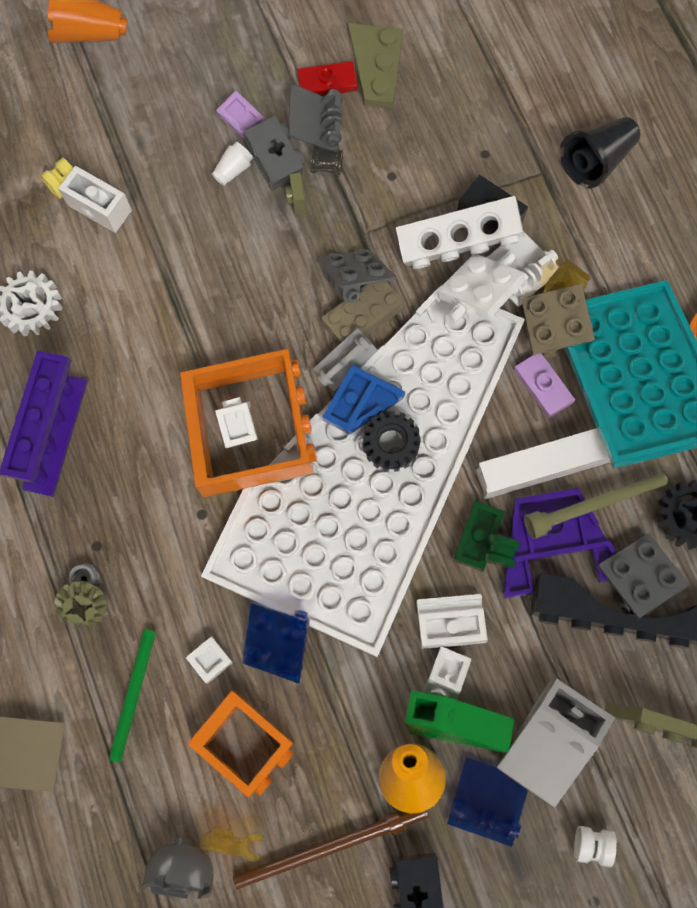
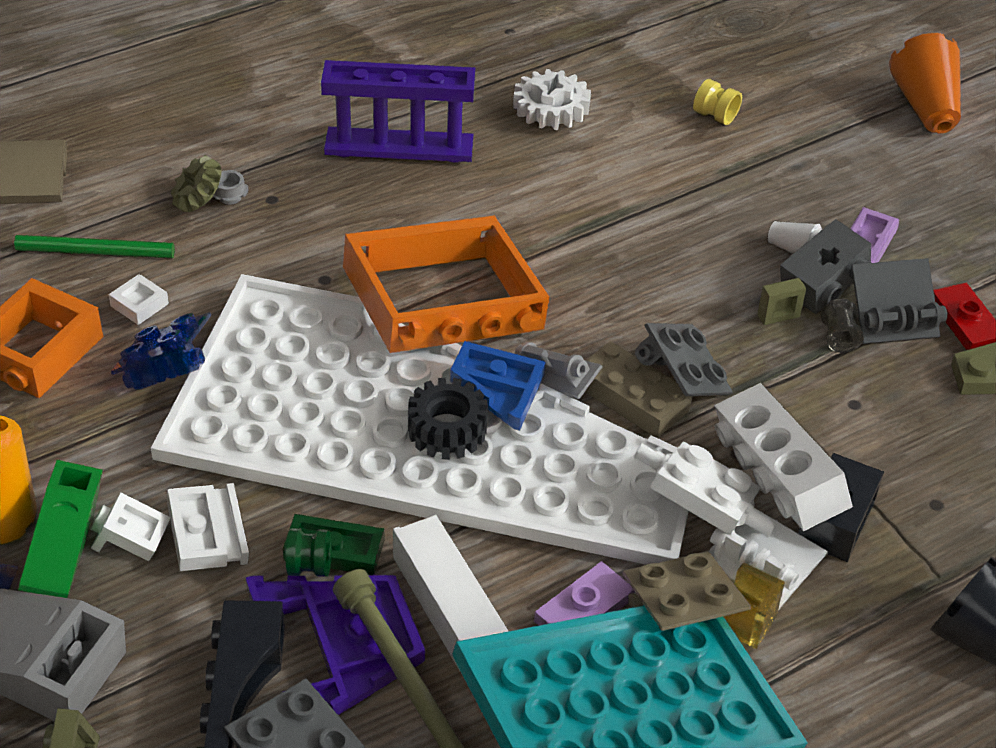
camera: 75 degrees right, 30 degrees down
(95, 199) = (697, 125): white brick -> none
(236, 422) = (433, 248): white bracket -> none

